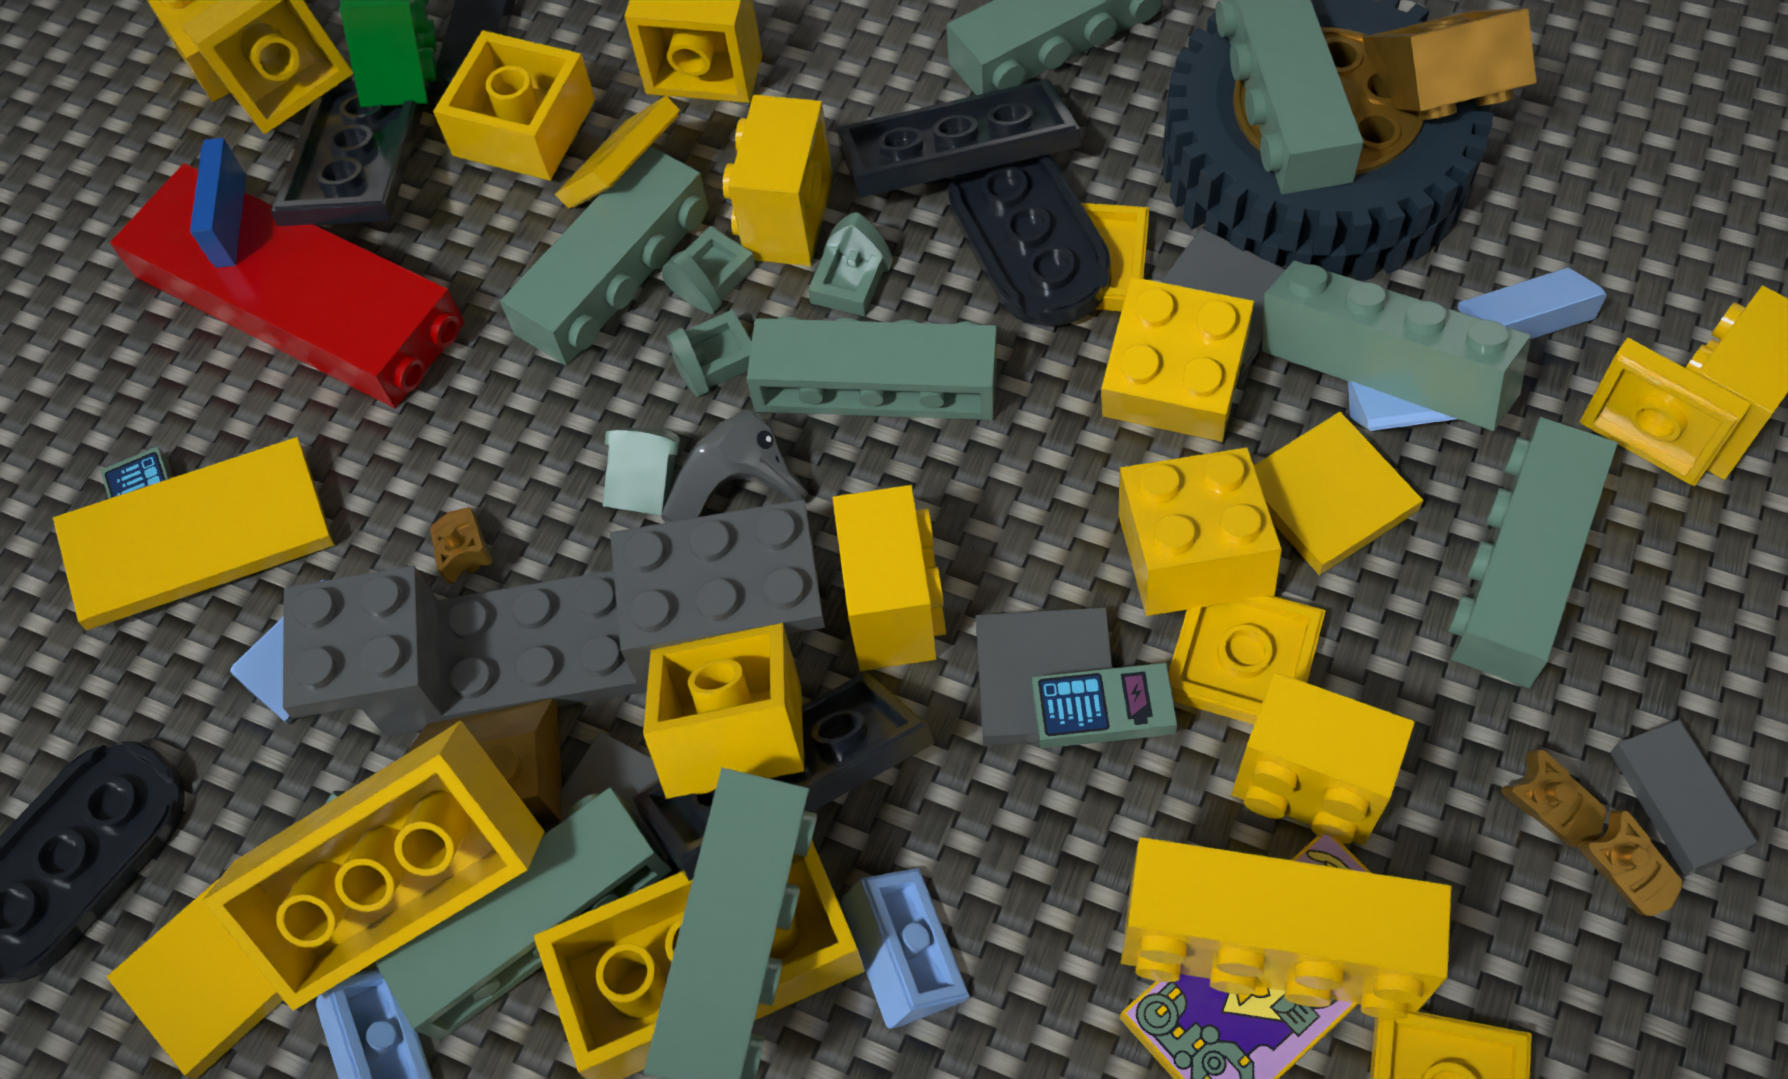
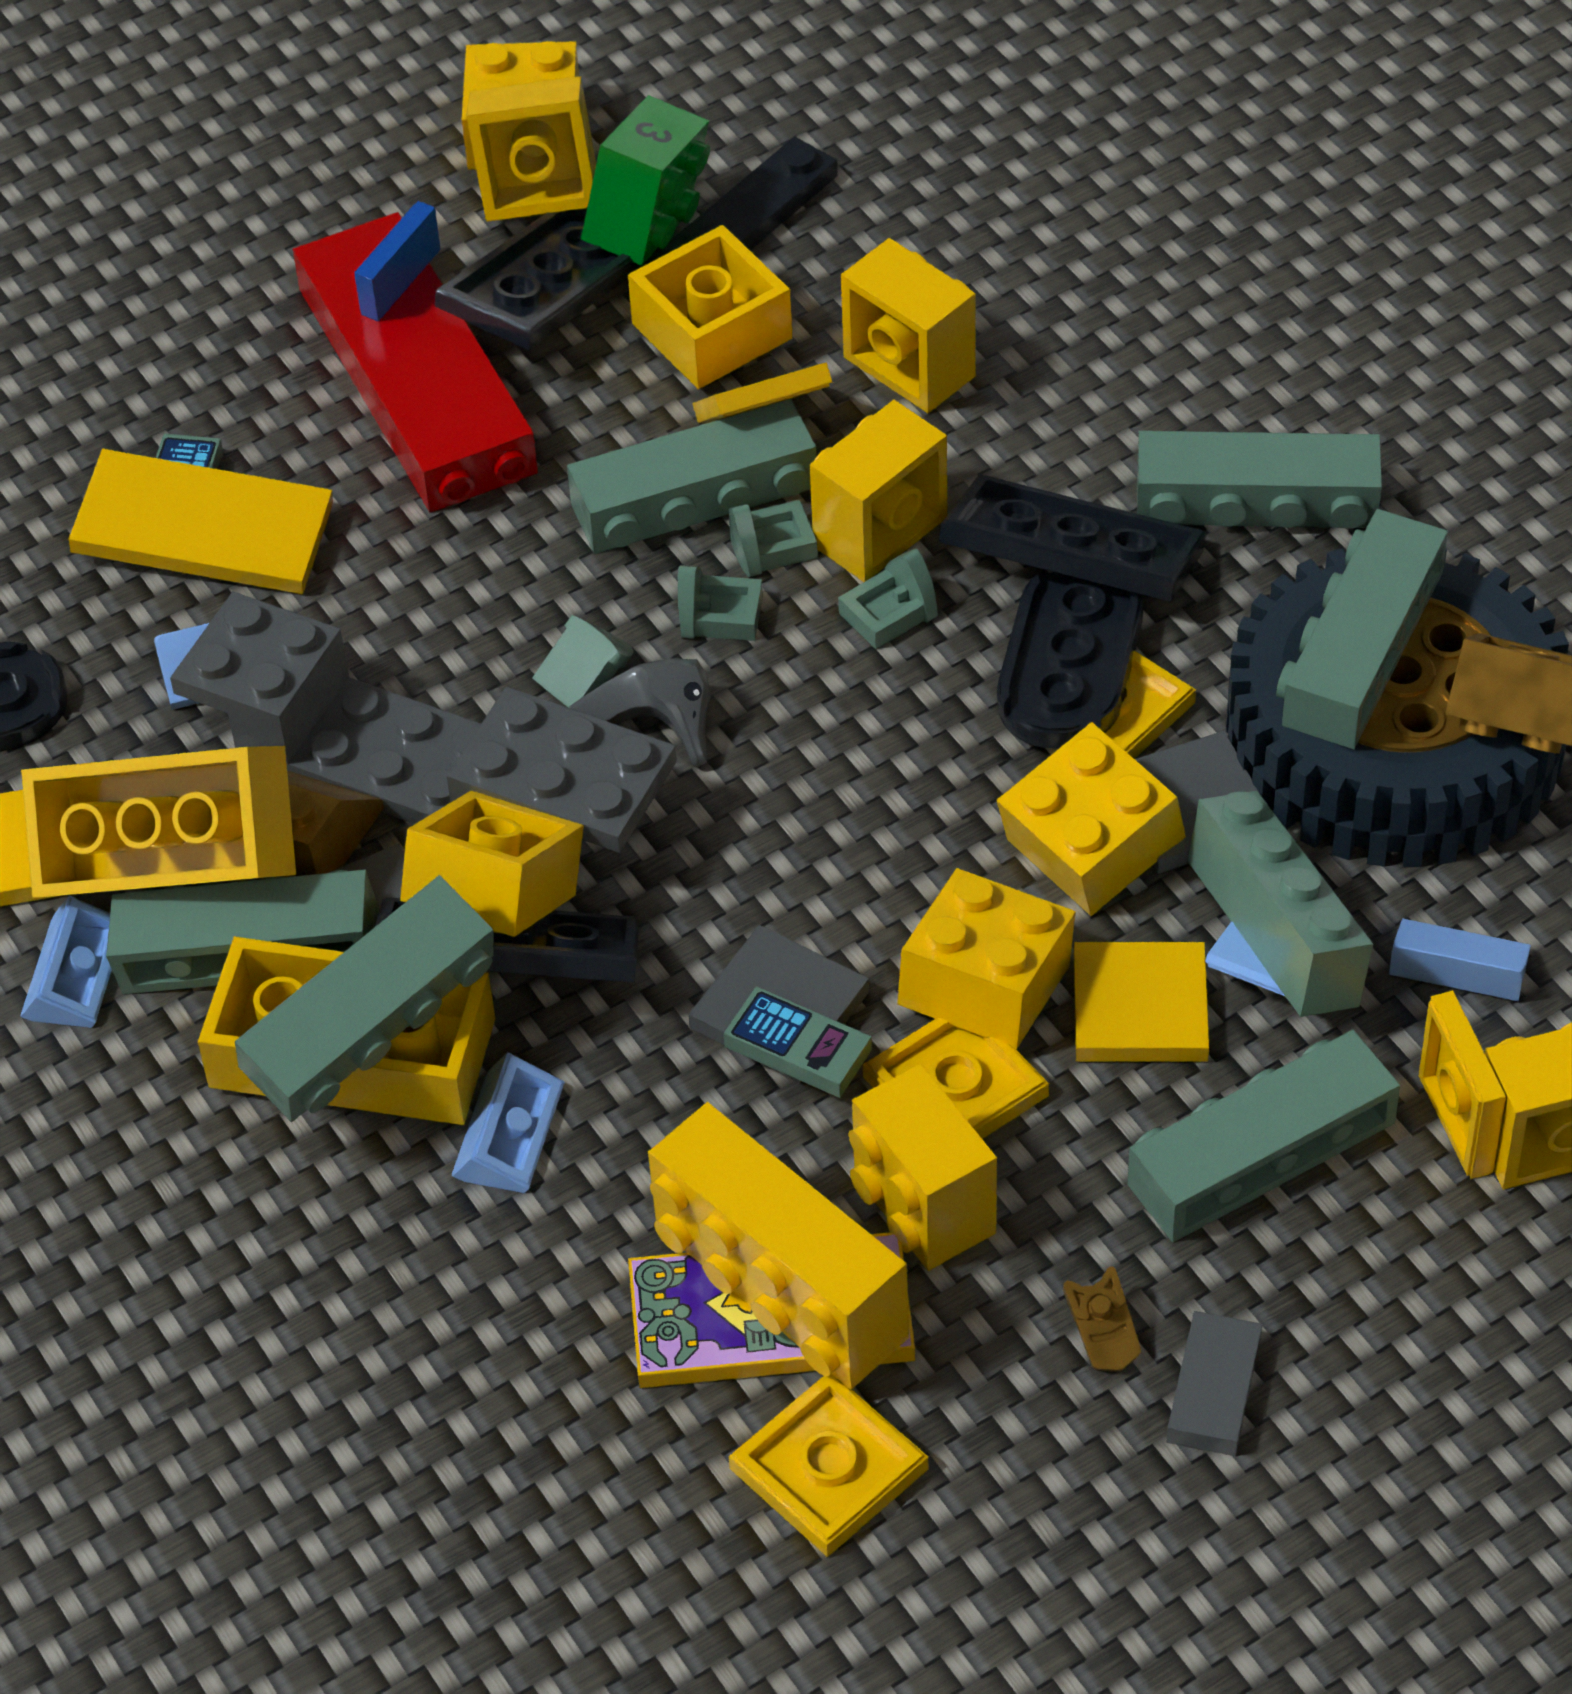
camera: 30 degrees right, 10 degrees down
(459, 544) = (396, 645): pearl gold piece -> none
(873, 368) = (838, 690): sand green brick -> none
(889, 577) = (700, 848): yellow brick -> none
(1633, 865) = (1120, 1400): pearl gold piece -> none

